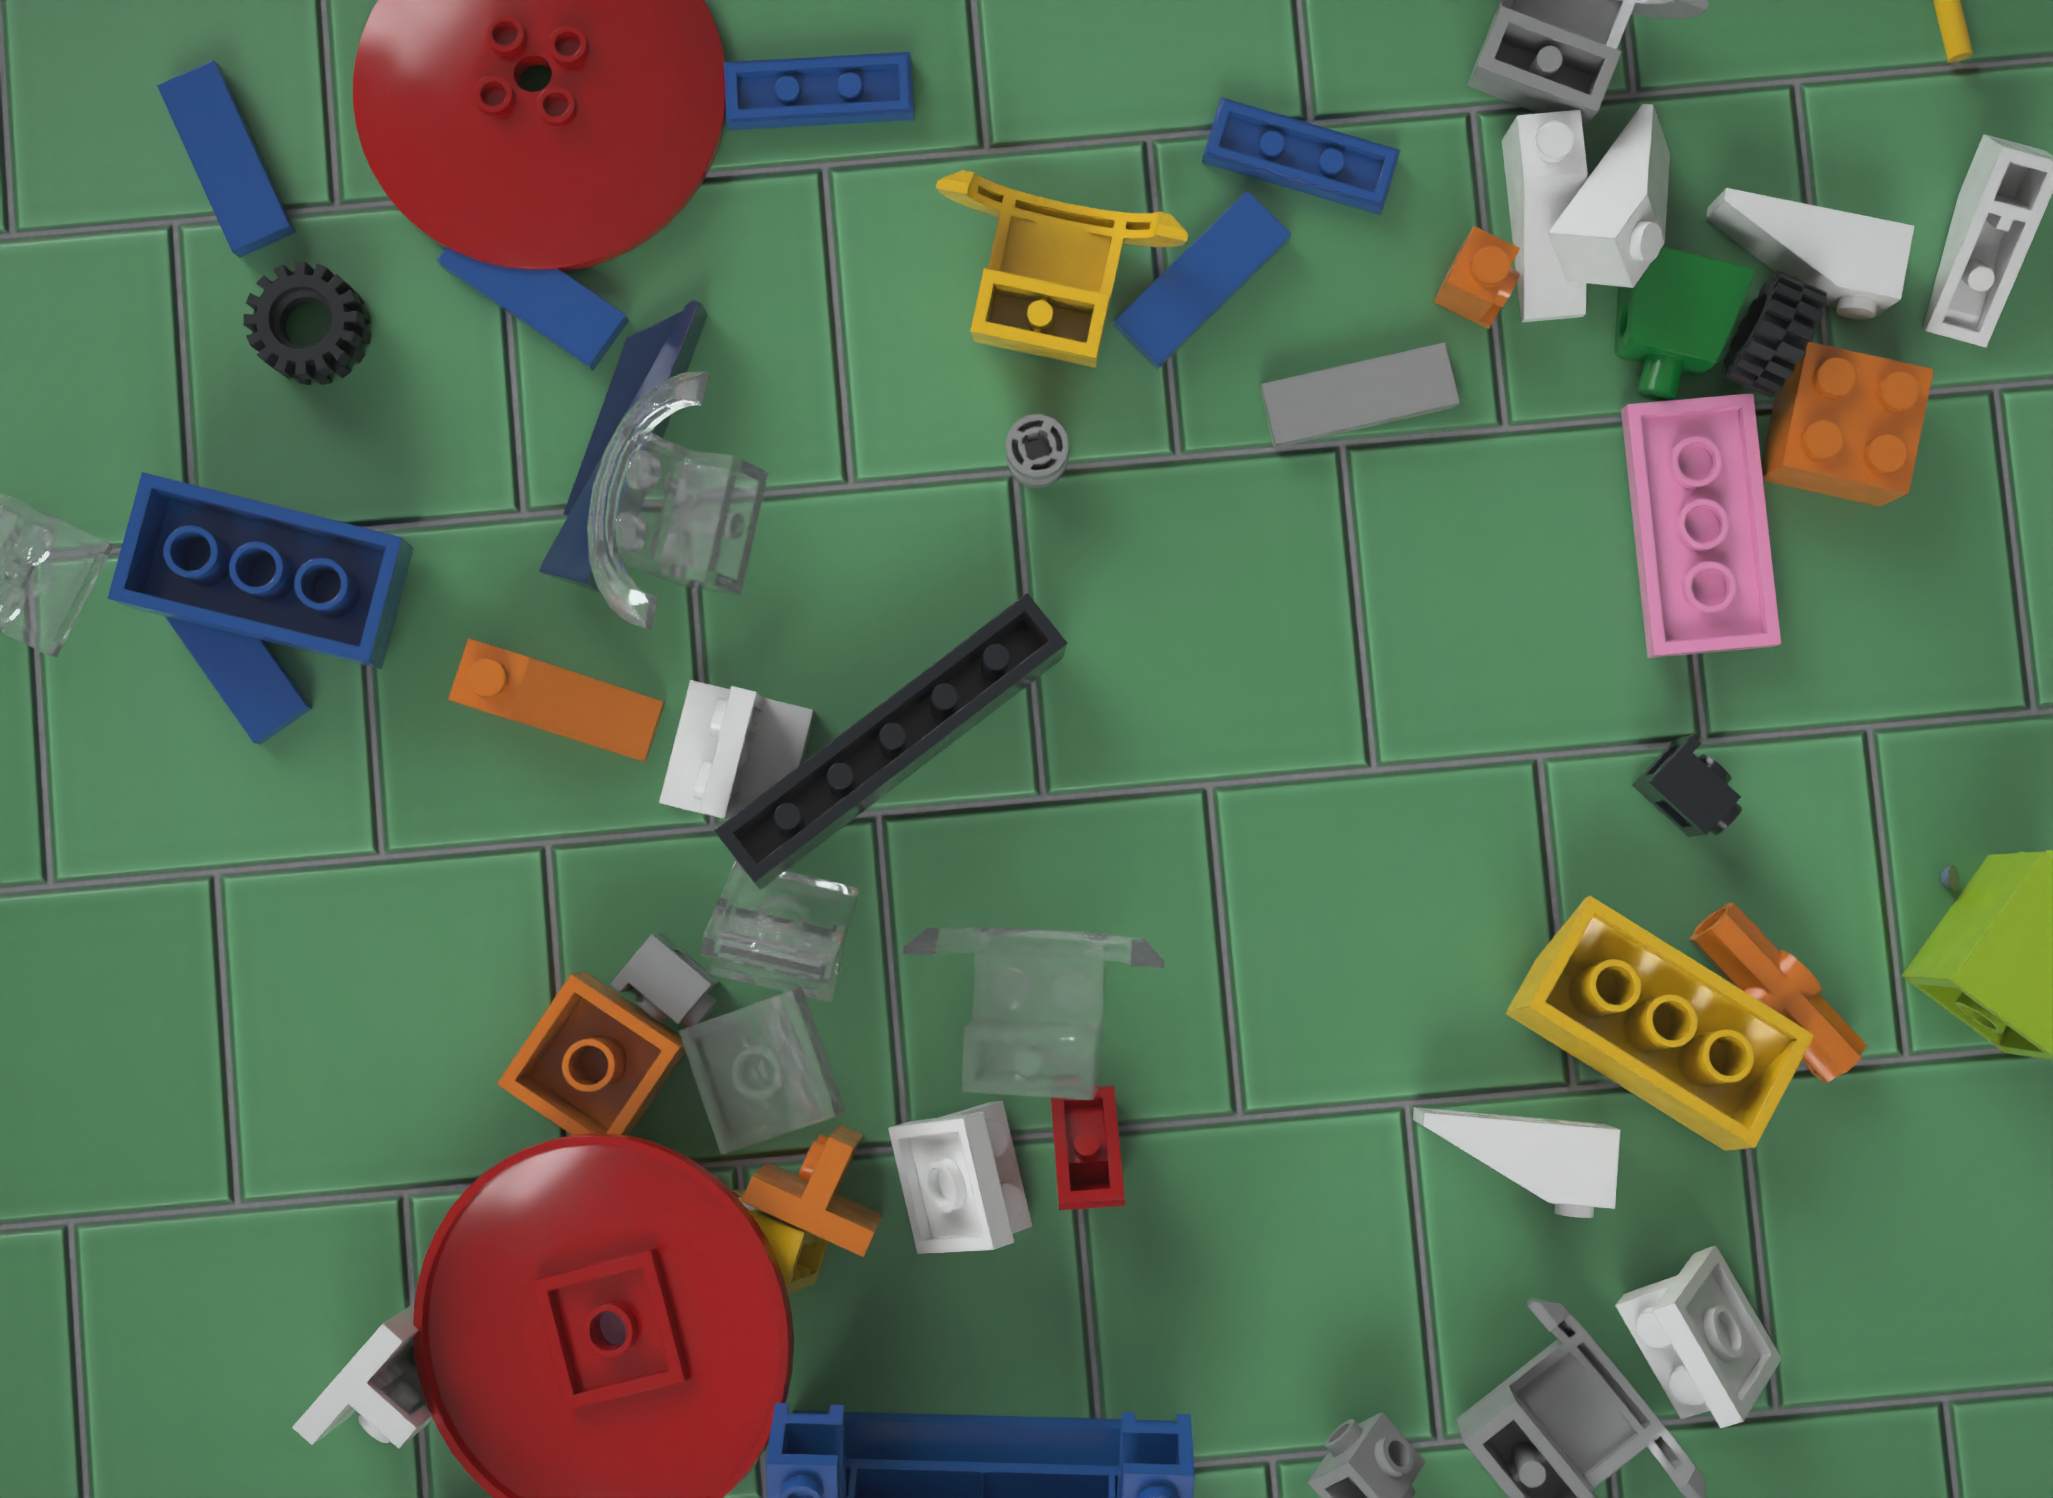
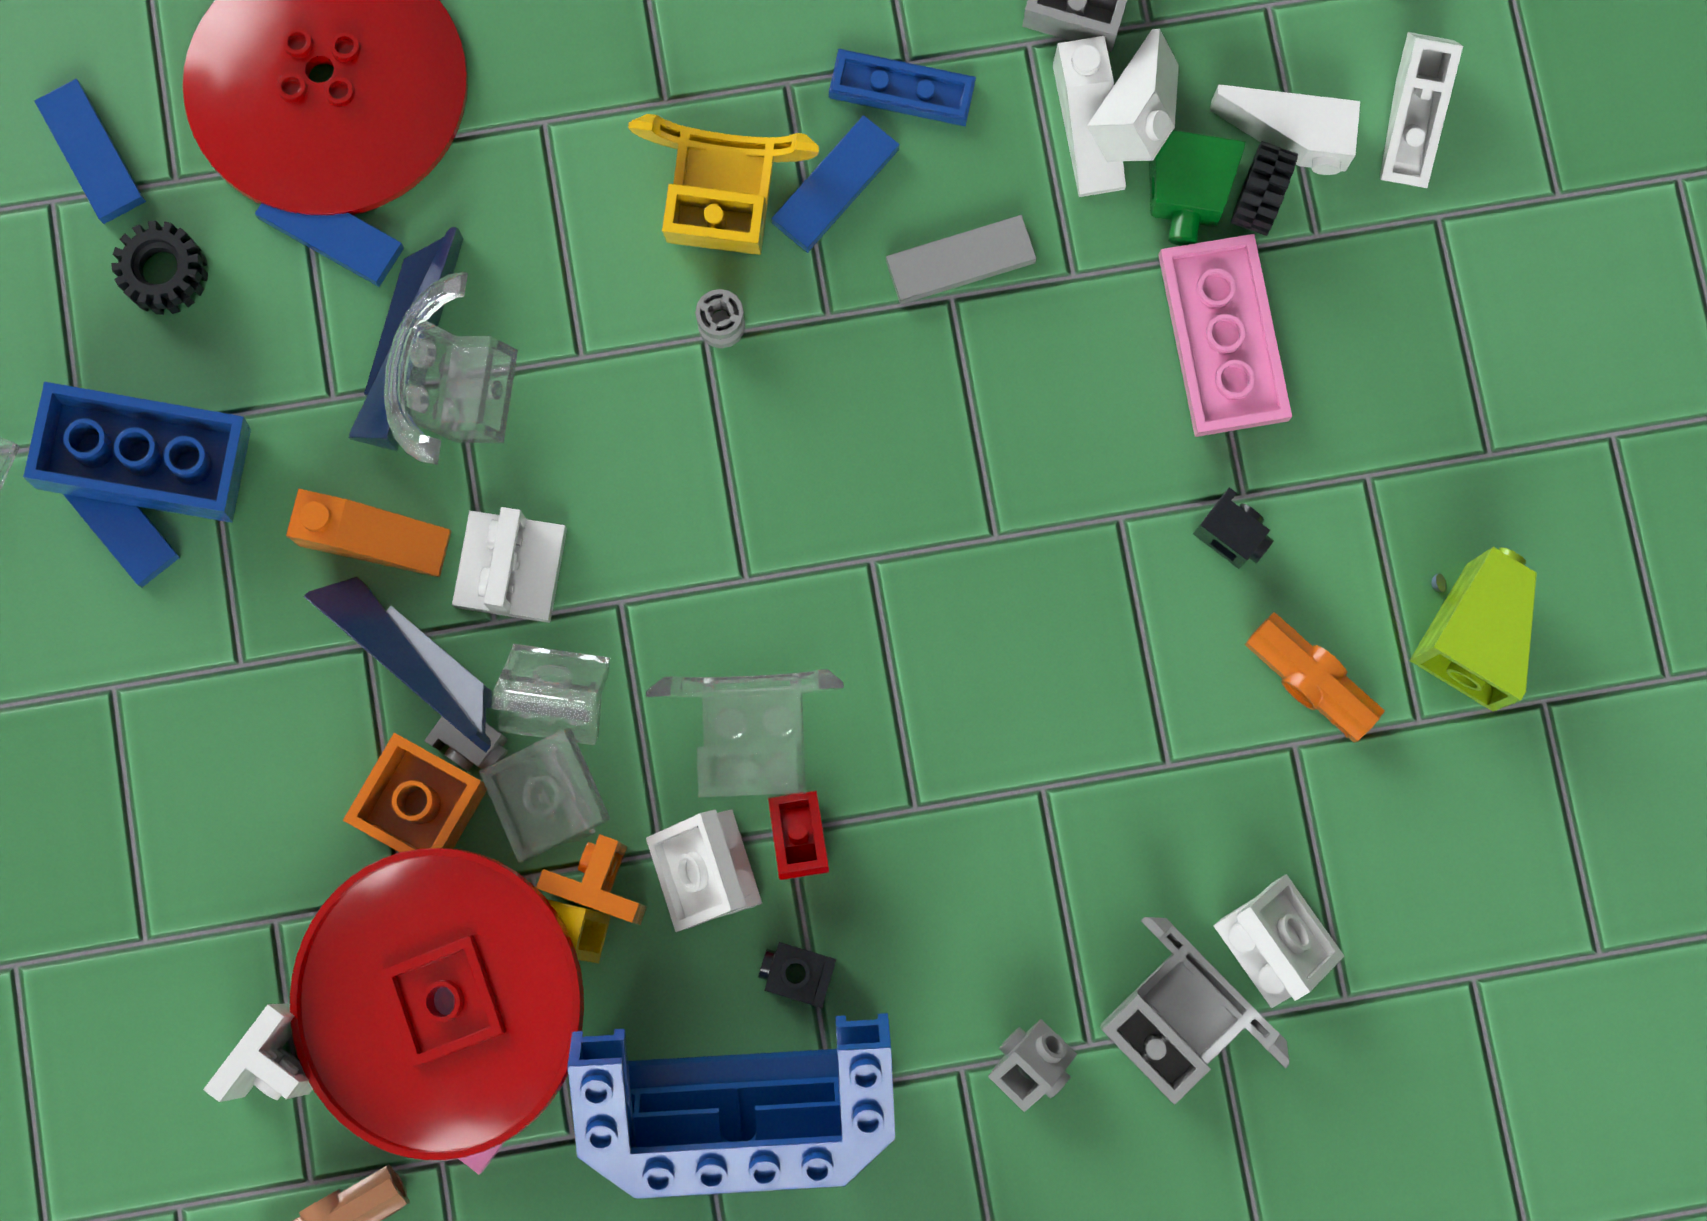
camera: 10 degrees left, 5 degrees down
(596, 872) = (408, 655): none -> dark blue wedge
(819, 91) = (536, 67): blue tile -> none
(892, 741) = (626, 541): black brick -> none
(1098, 1316) = (816, 981): none -> black brick
(1479, 278) = (1042, 165): orange brick -> none
(1552, 1158) = (1144, 815): white slope -> none
(1661, 1026) = (1226, 707): yellow slope -> none
(1847, 425) = (1325, 251): orange brick -> none

